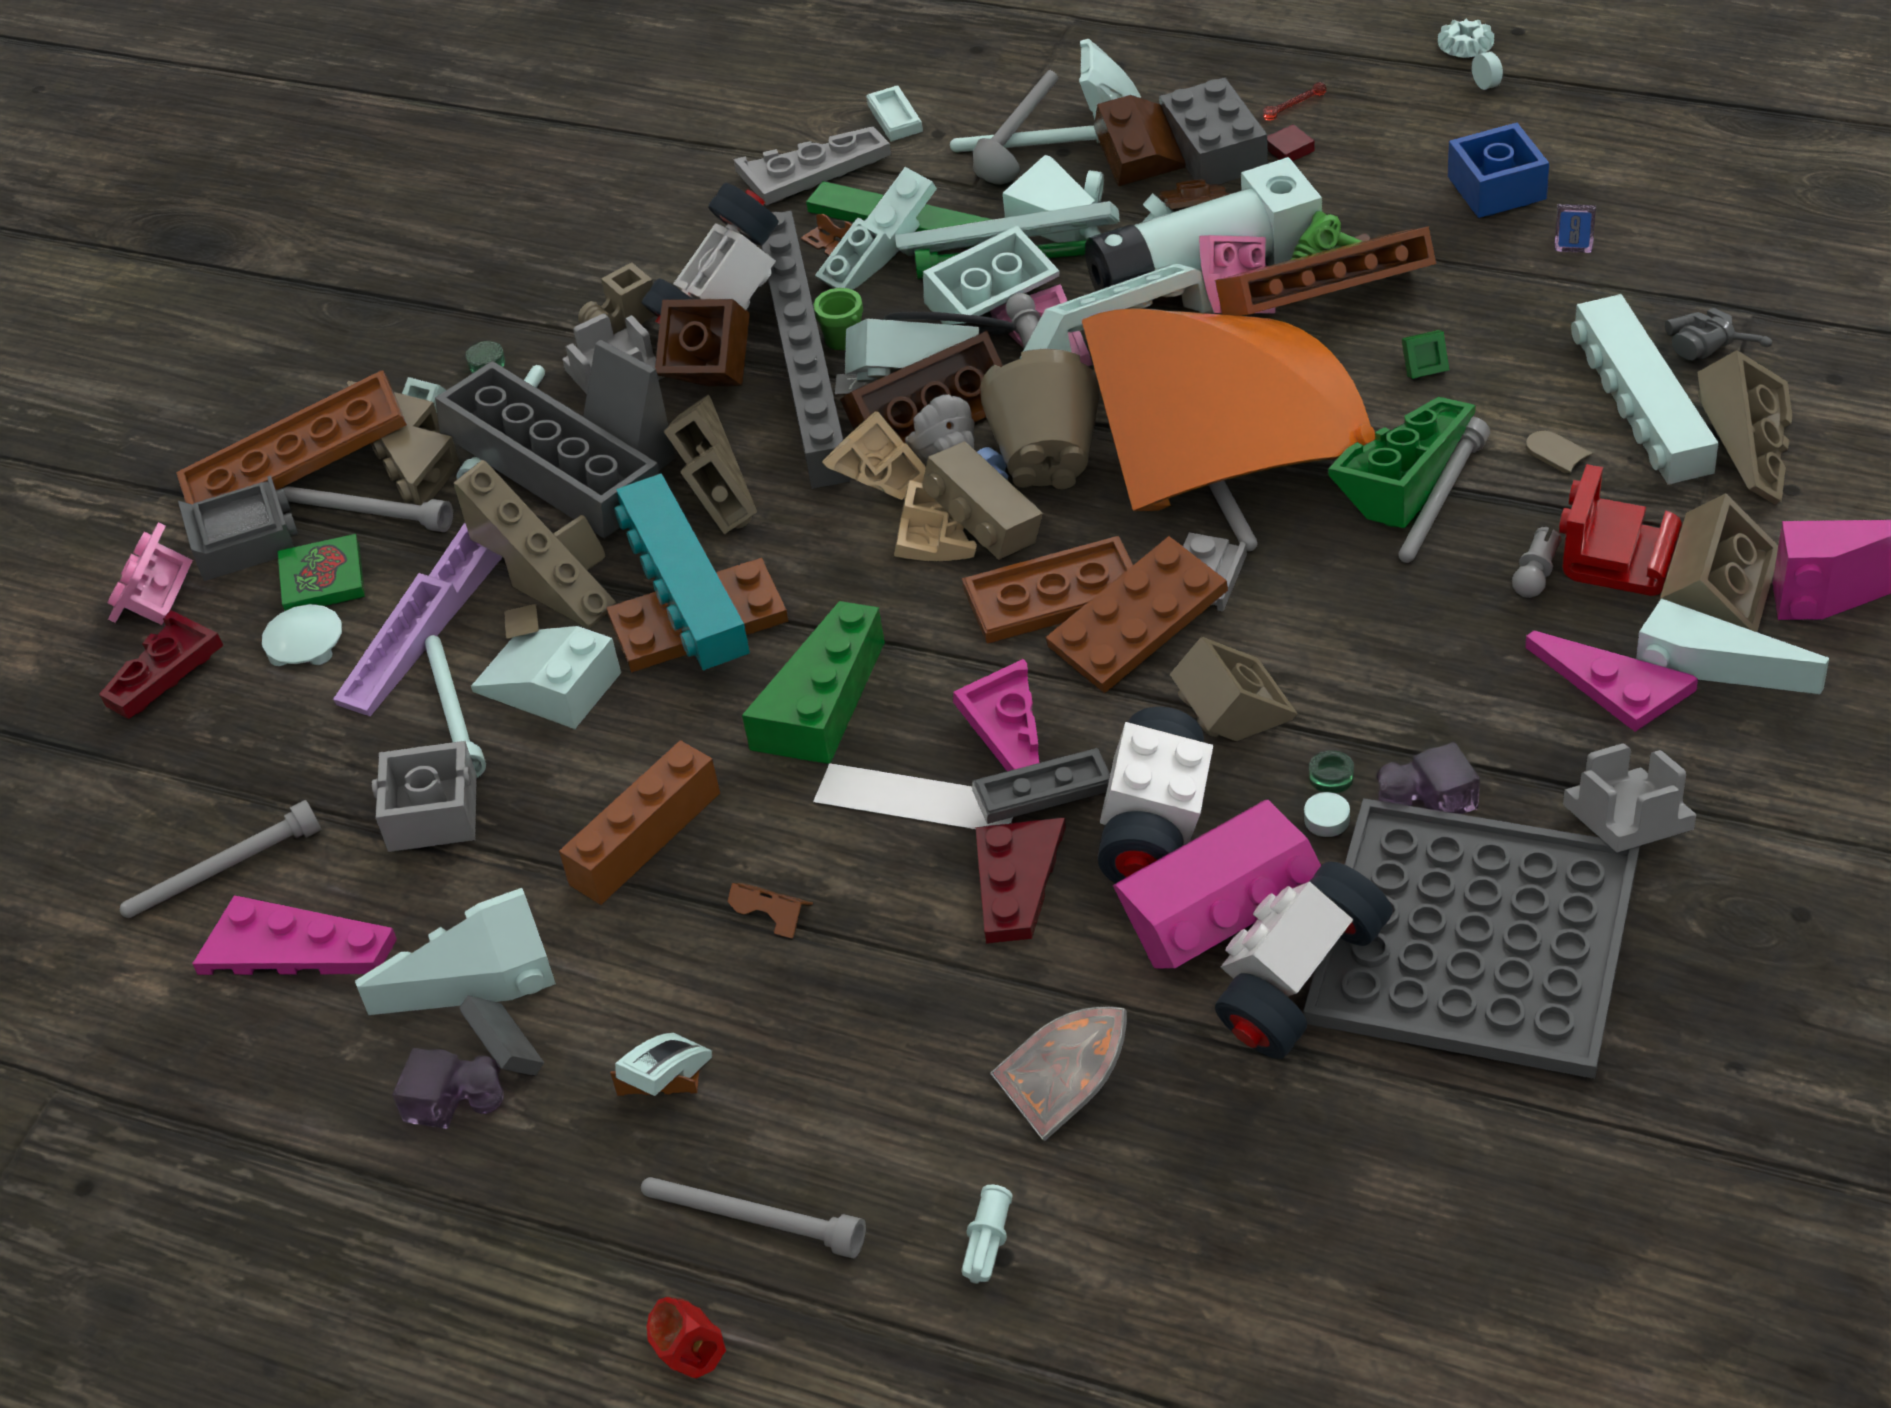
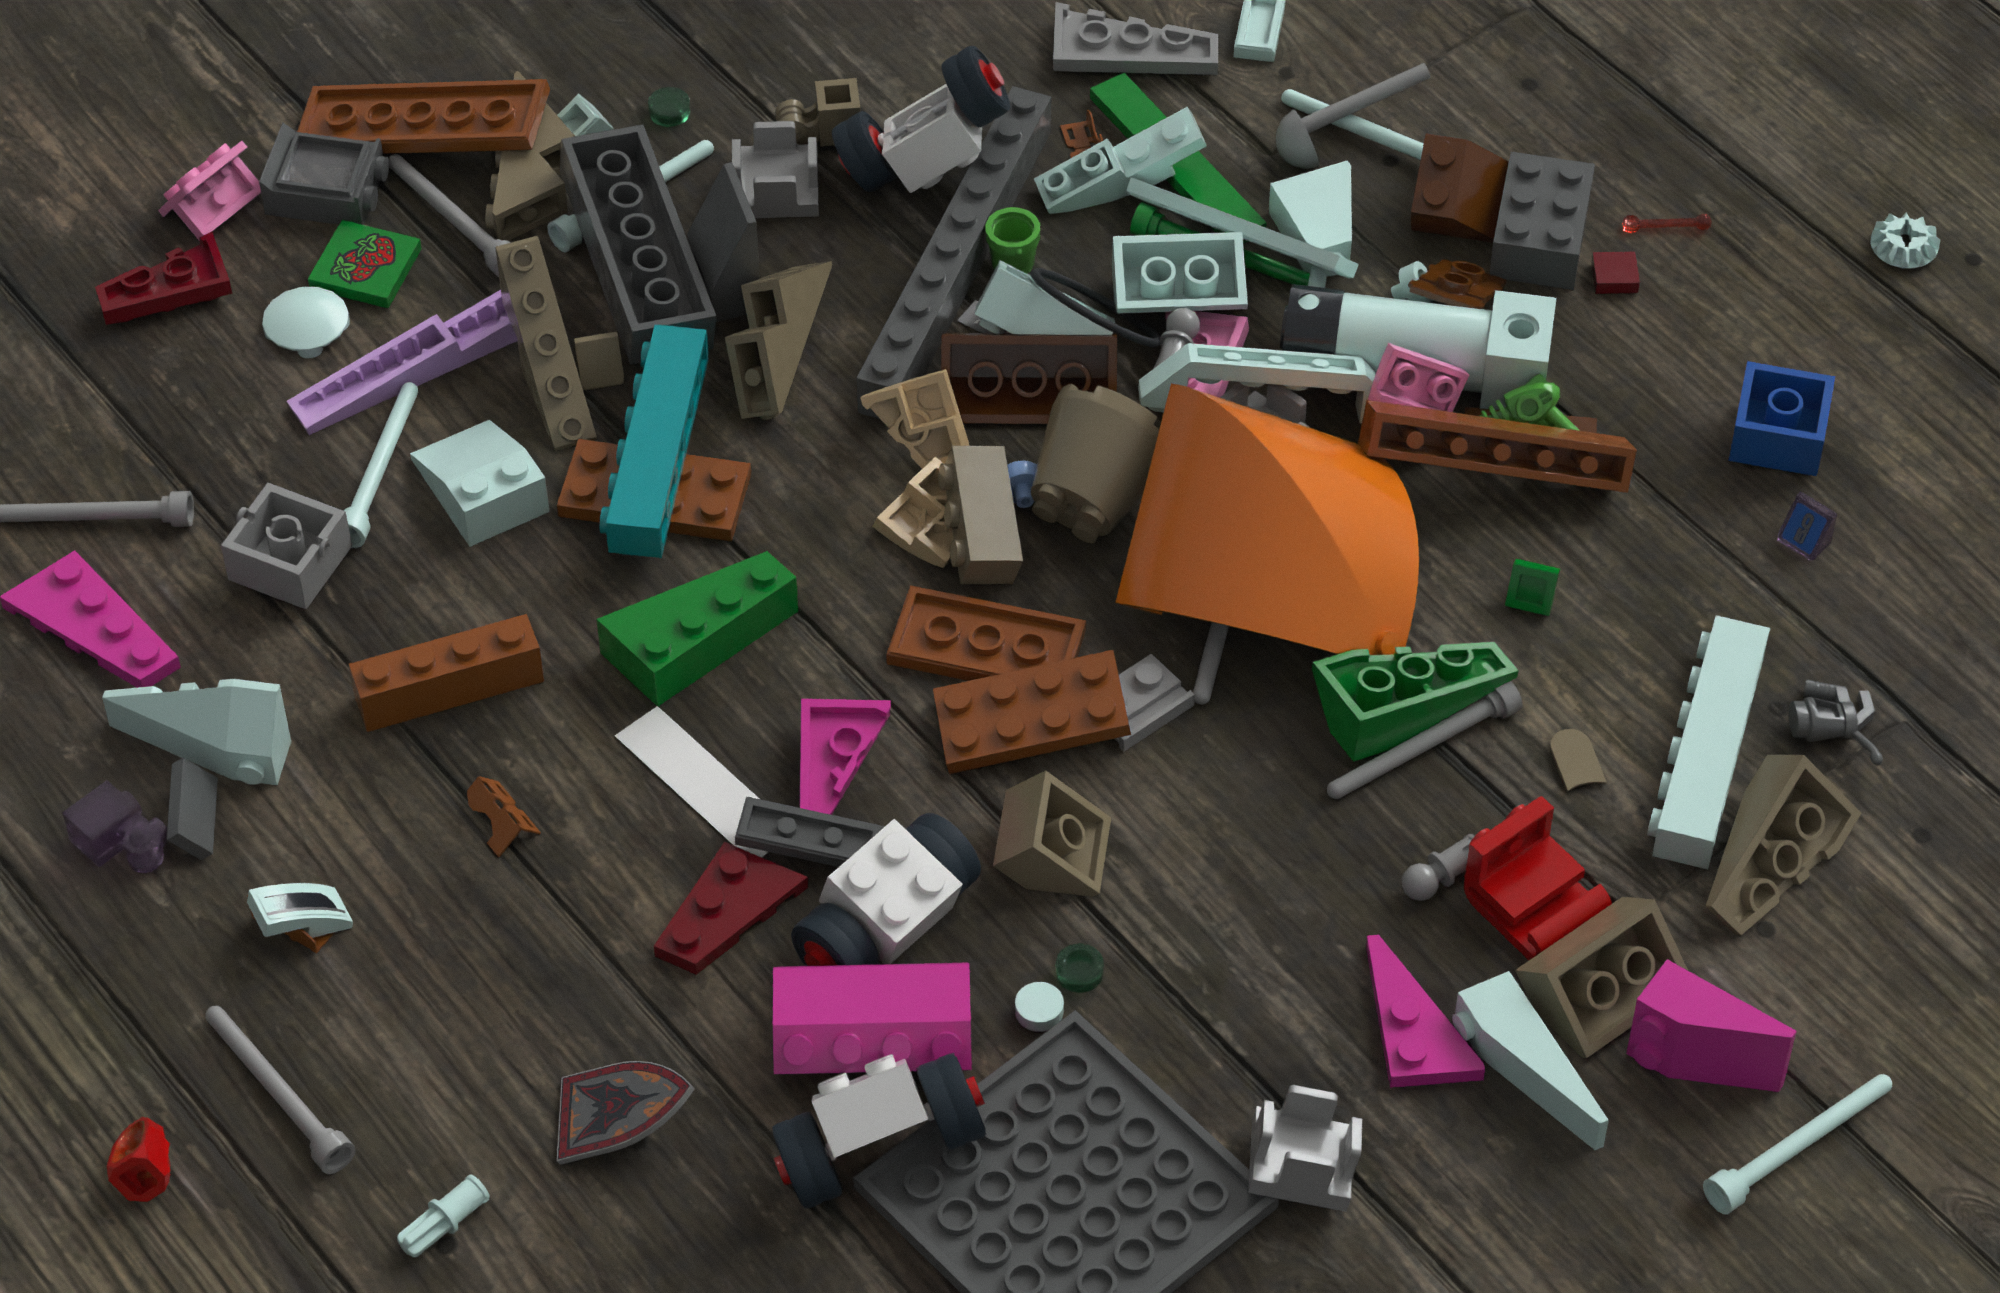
camera: 25 degrees right, 5 degrees up
(521, 621) = (496, 411): dark tan sticker -> none
(702, 341) = (859, 202): reddish brown slope -> none
(931, 430) = (1017, 434): light grey hair -> none
(1094, 185) = (1372, 223): light aqua tile -> none
(1102, 77) = (1474, 106): light aqua slope -> none
(1436, 777) = (1156, 1025): clear purple brick -> none
(1487, 70) = (1886, 293): light aqua tile -> none

